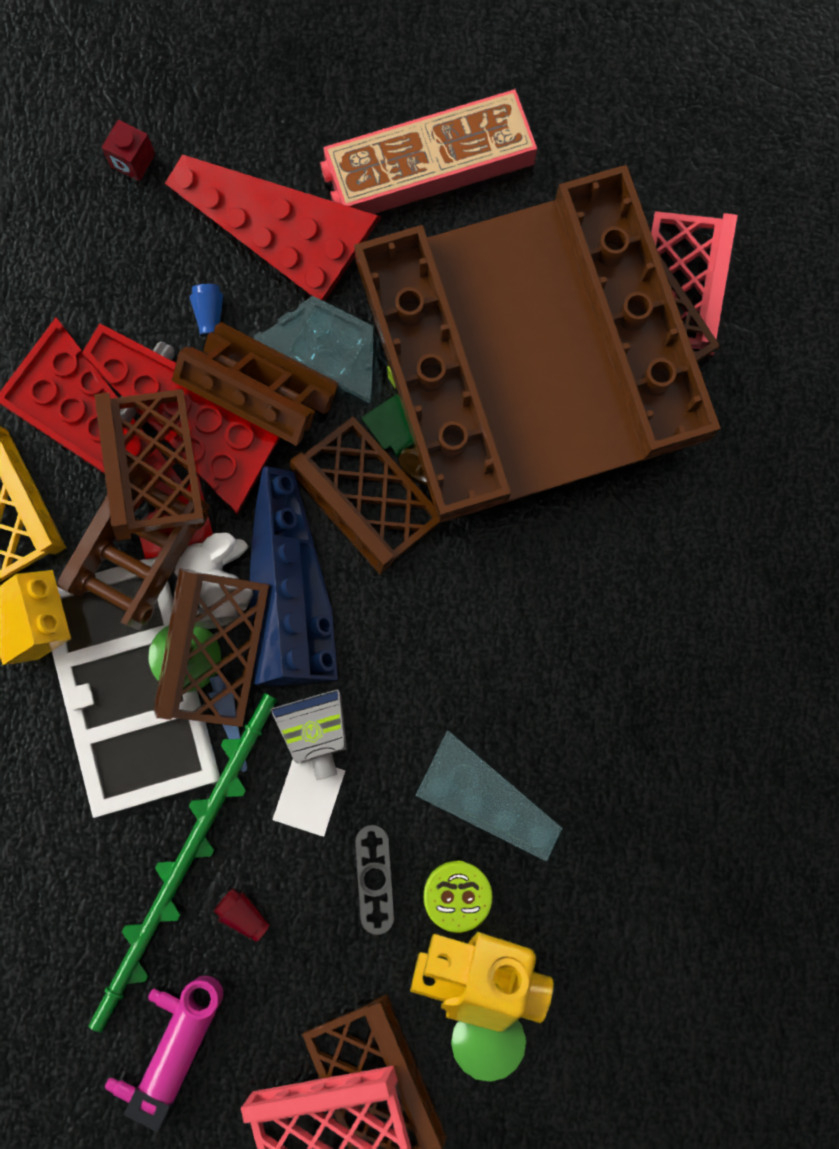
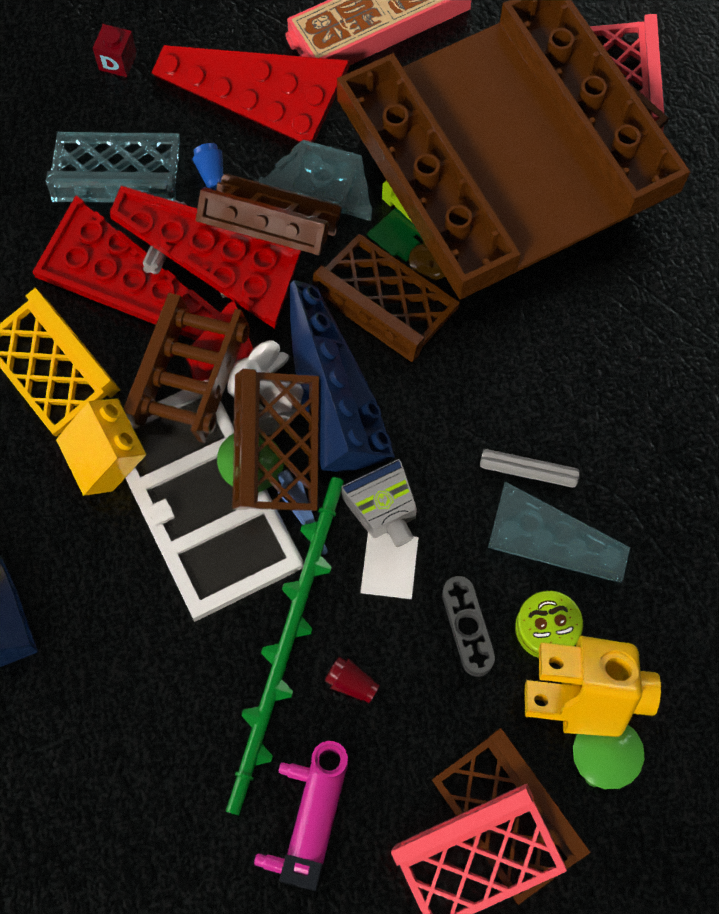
camera: 10 degrees left, 10 degrees down
(91, 311) = (105, 185): none -> clear light blue fence
(116, 465) = (165, 303): reddish brown fence -> none
(477, 719) = (529, 468): none -> light grey axle

